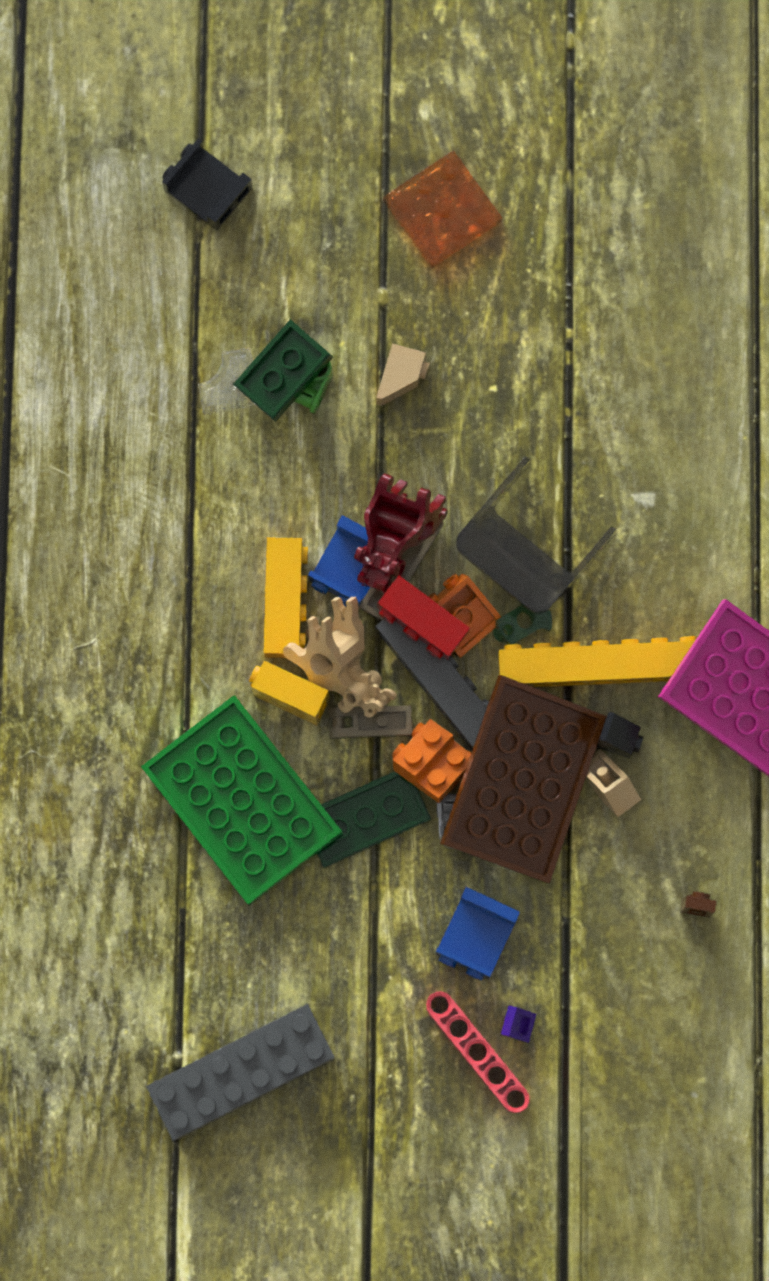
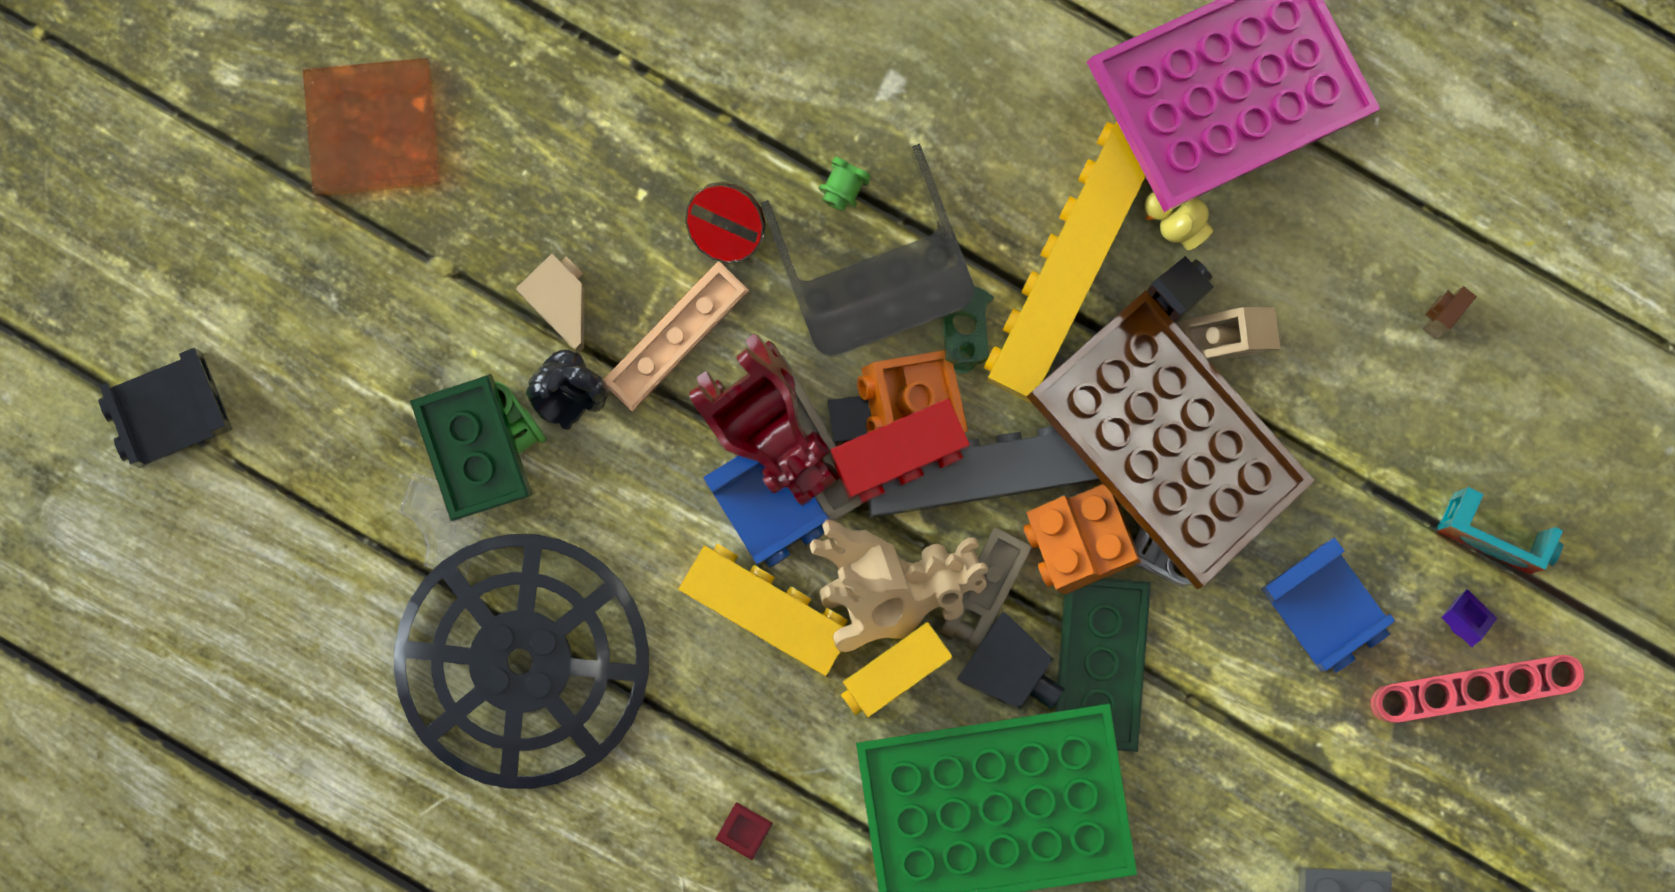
camera: 60 degrees left, 5 degrees up
(144, 659) = (744, 831): none -> dark red tile
(175, 490) = (550, 655): none -> black dish
(332, 762) = (1011, 667): none -> black torso
(349, 406) = (565, 389): none -> black hair
(419, 455) = (675, 336): none -> light nougat tile
(428, 582) = (848, 418): none -> black tile
(503, 444) = (725, 222): none -> red piece
(566, 502) = (843, 184): none -> bright green brick
(570, 981) = (1456, 525): none -> teal panel
(660, 717) = (1183, 224): none -> light yellow animal

